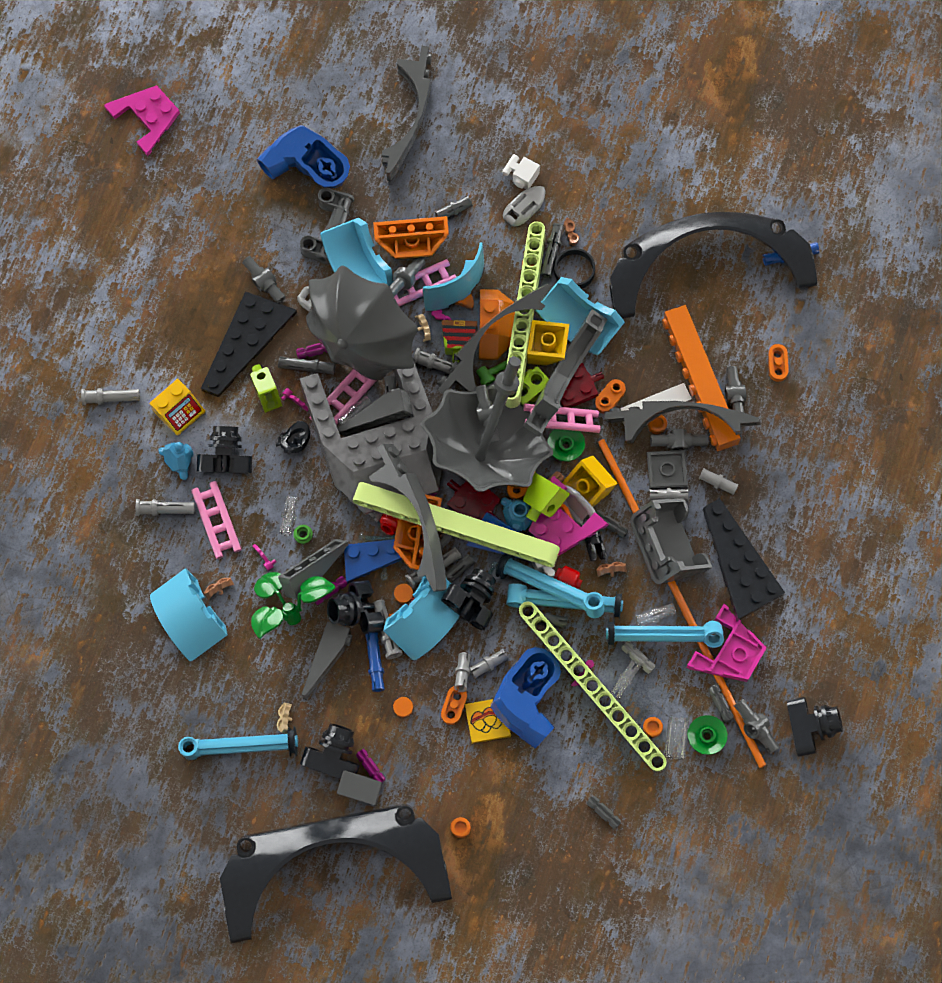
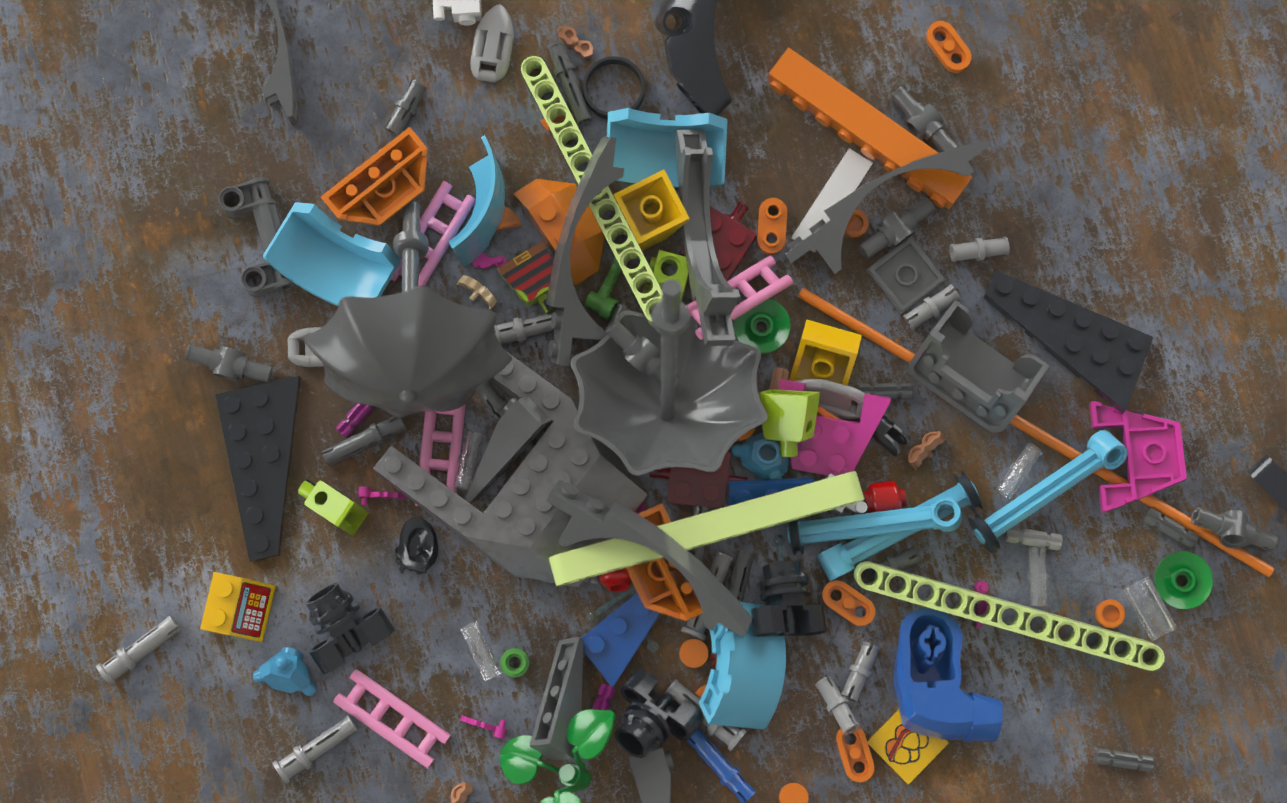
camera: 35 degrees left, 10 degrees up
(309, 154) = (169, 157): blue piece -> none
(508, 623) = (847, 604): none -> orange plate

